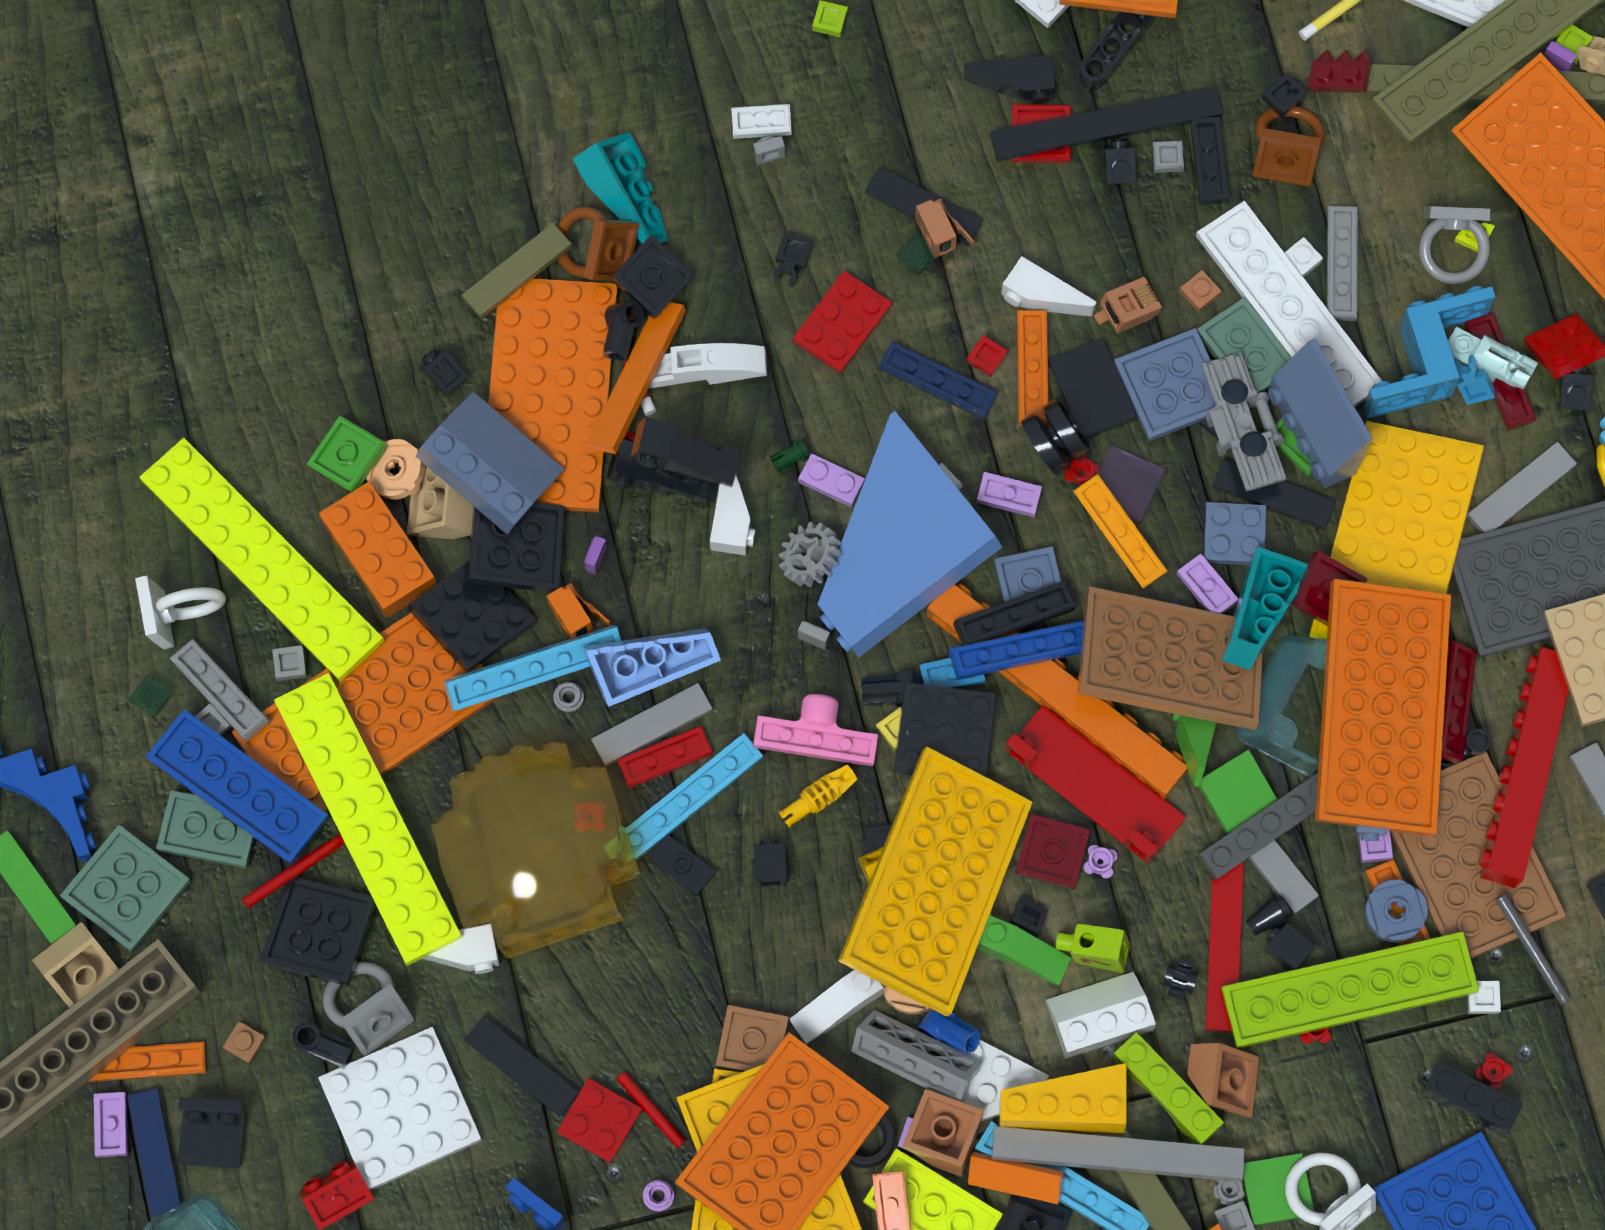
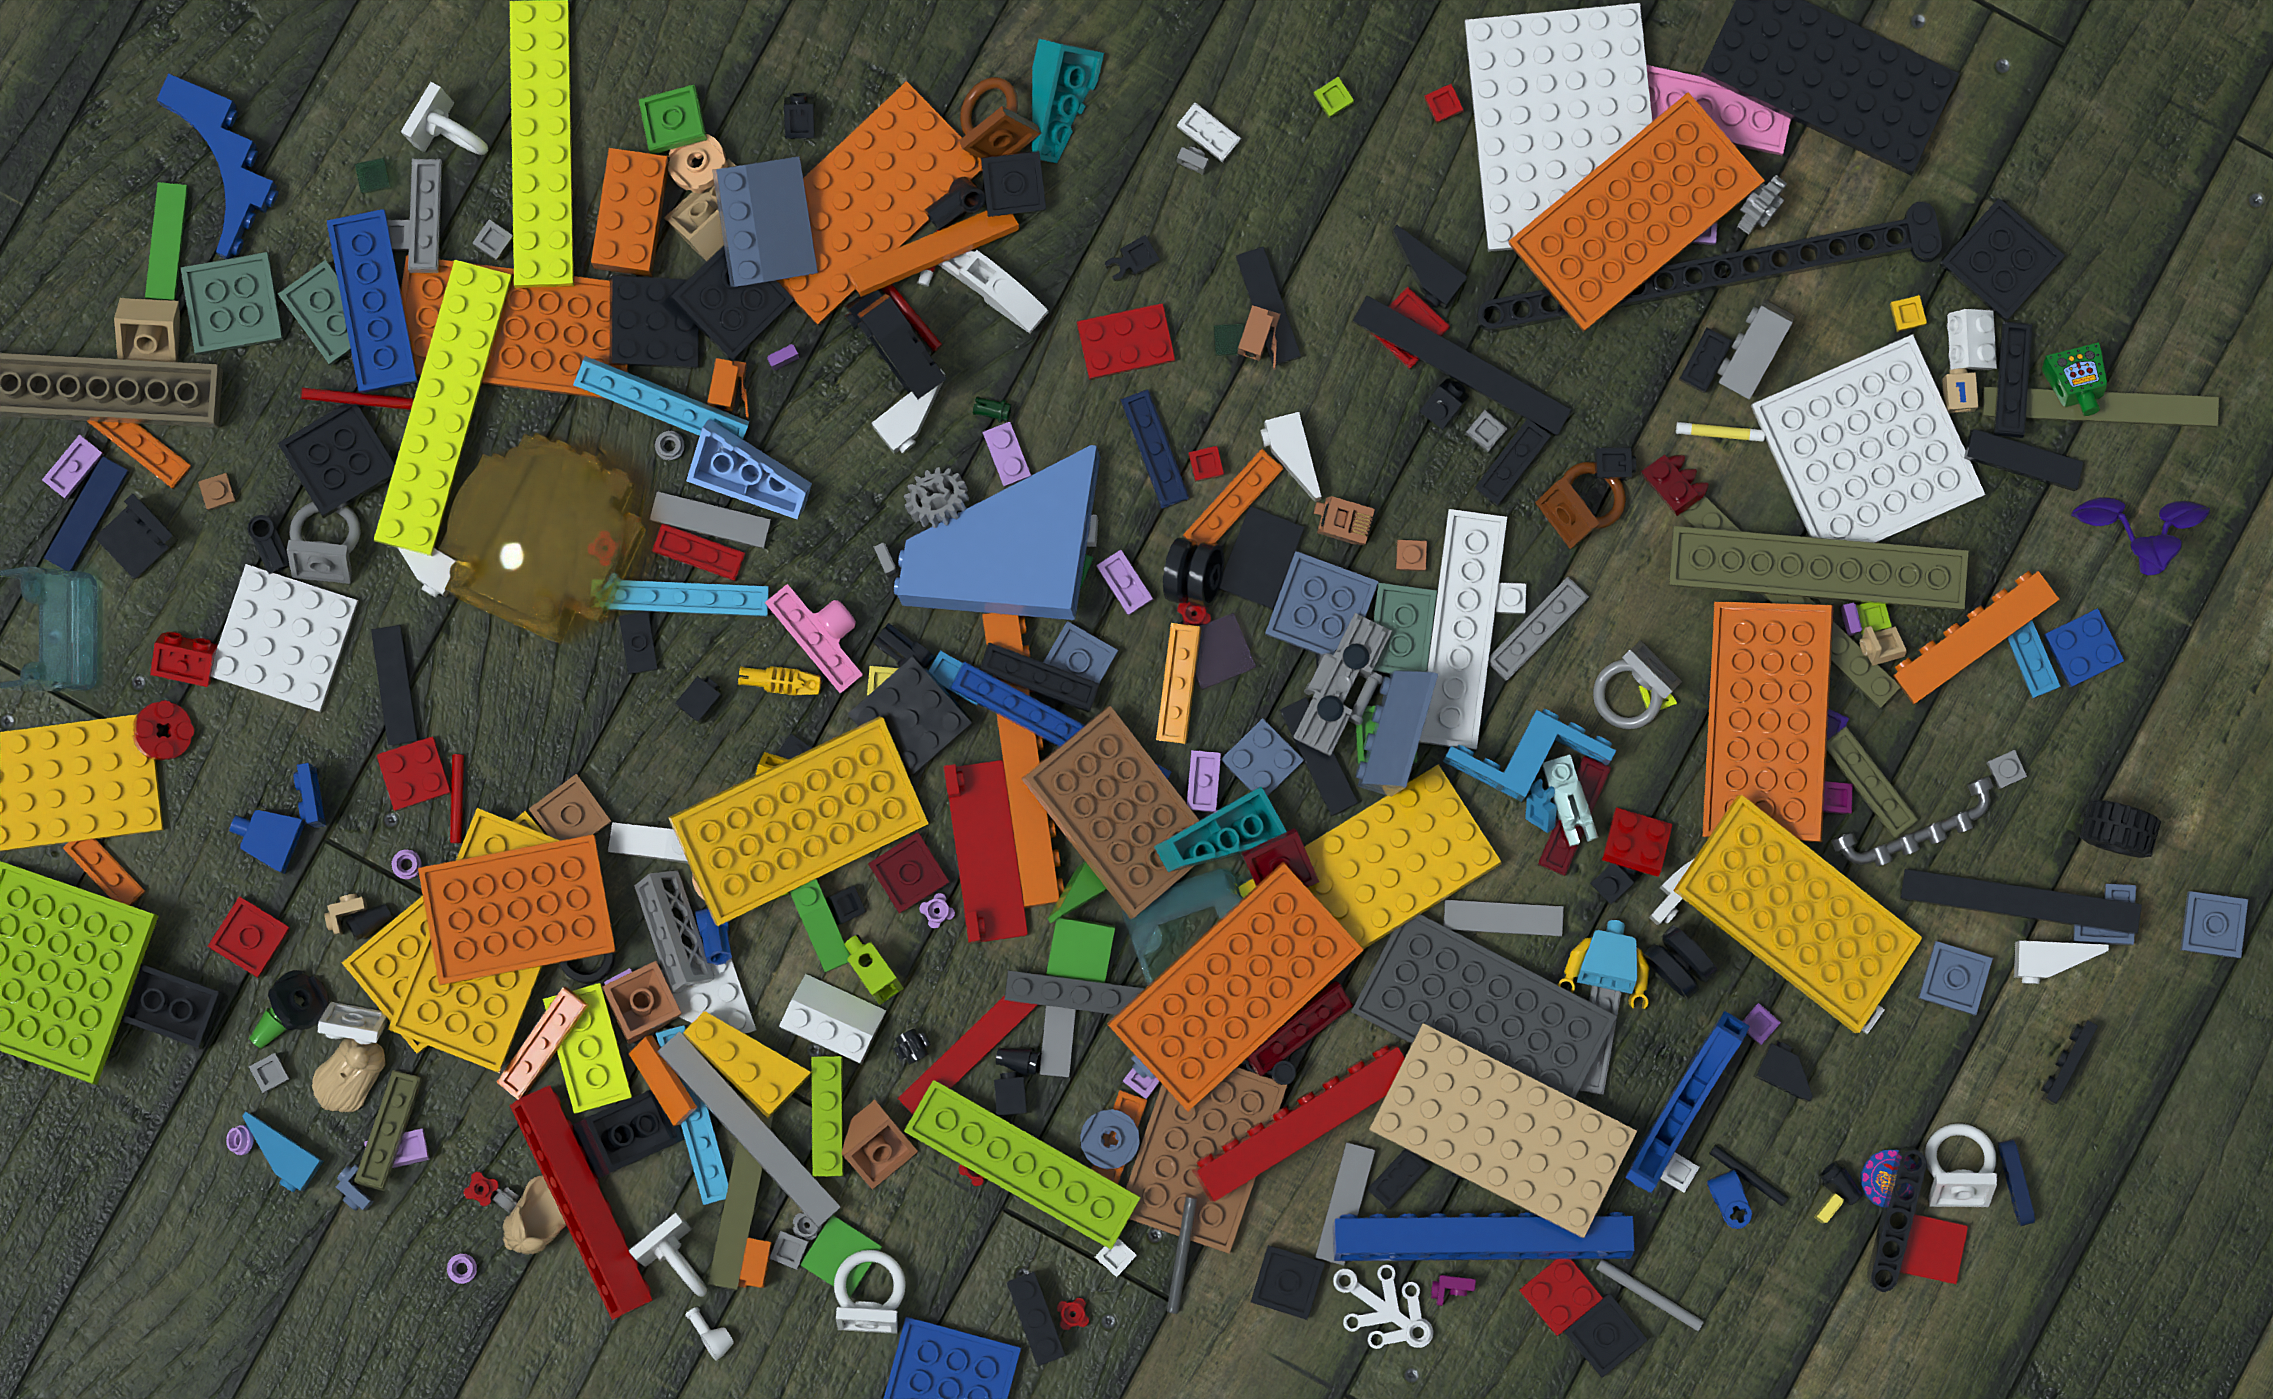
camera: 40 degrees right, 10 degrees up
(517, 271) = (920, 89): olive tile -> none

